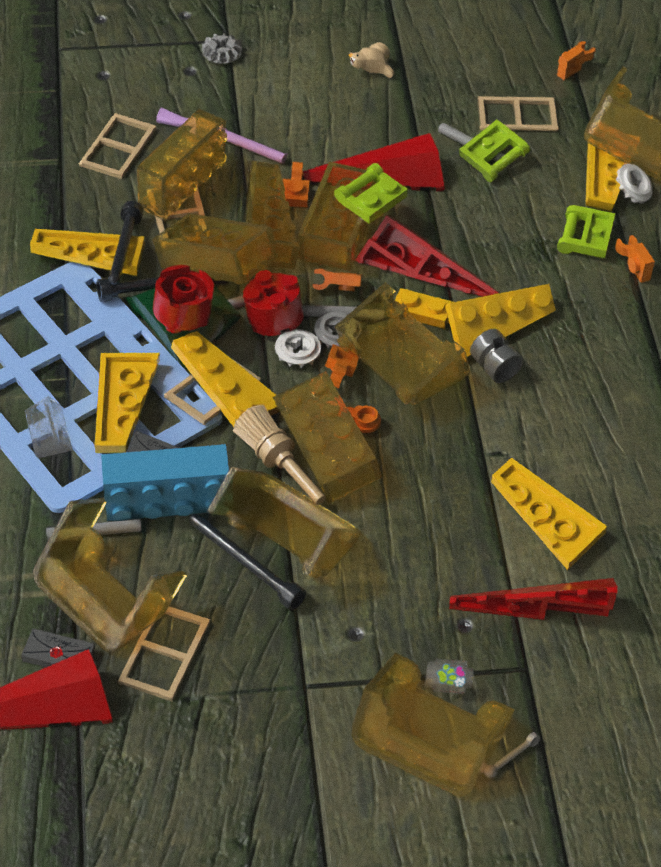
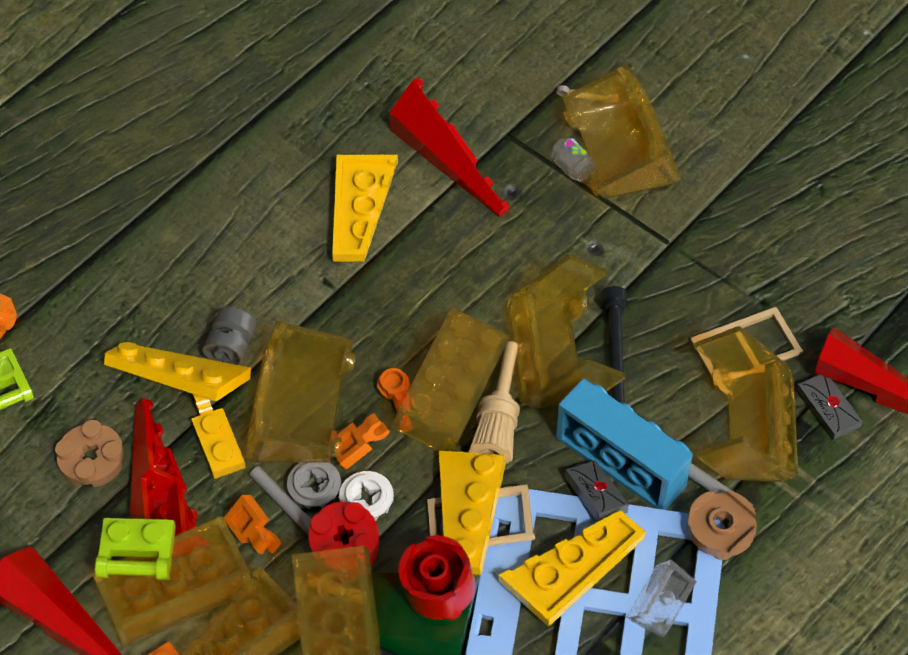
camera: 130 degrees left, 5 degrees up
(49, 480) = (717, 541): none -> medium nougat plate
(491, 237) = (87, 471): none -> medium nougat plate

